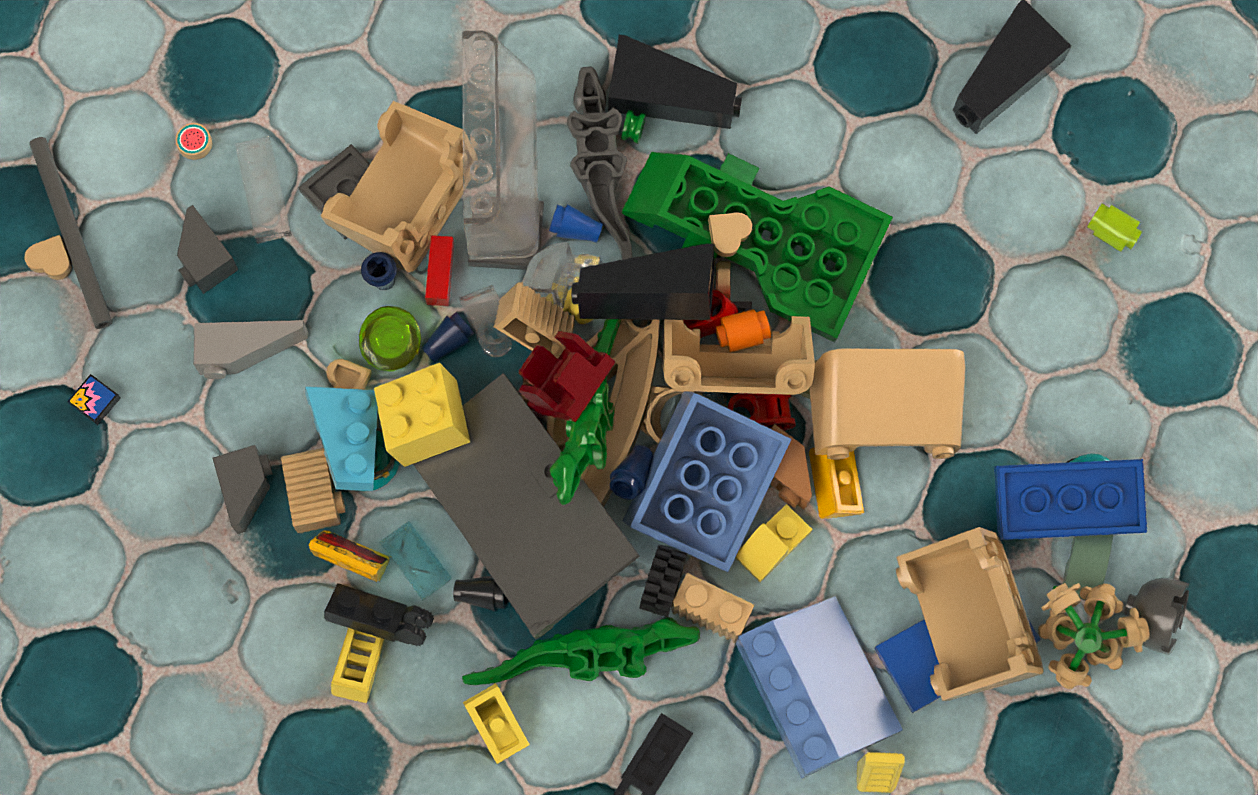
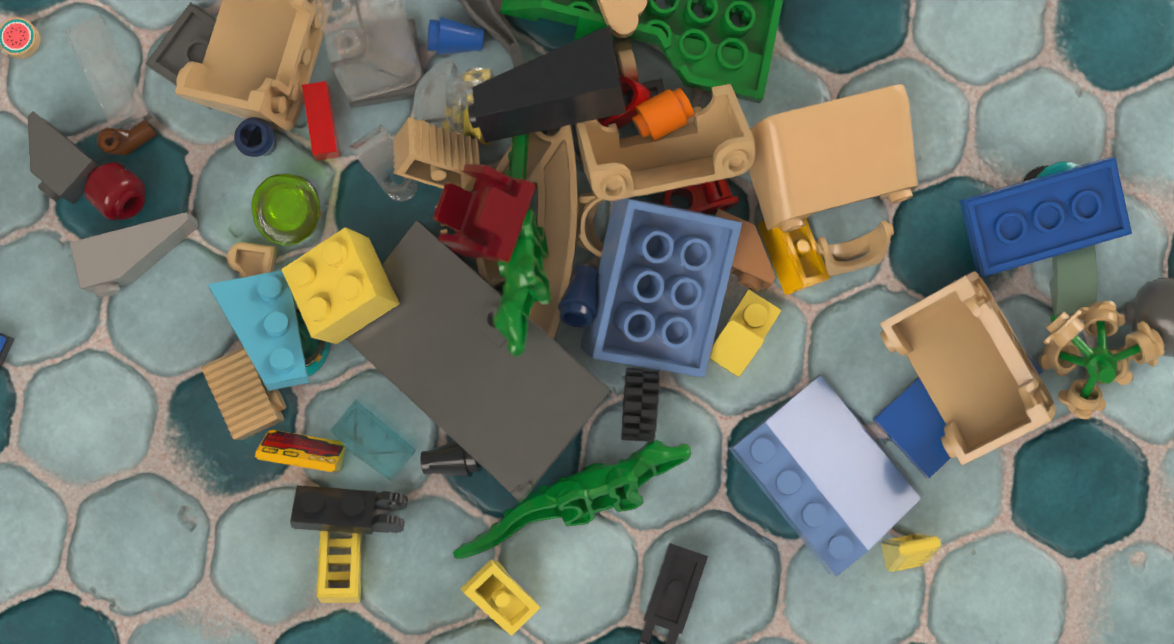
camera: 15 degrees left, 10 degrees up
(243, 483) = (169, 404): dark grey slope -> none
(244, 290) = (115, 191): none -> dark red head
(264, 249) = (123, 140): none -> reddish brown arm
(447, 337) = (348, 192): dark blue cone -> none
(712, 607) = (698, 419): tan brick -> none
(879, 495) = (873, 243): none -> tan helmet

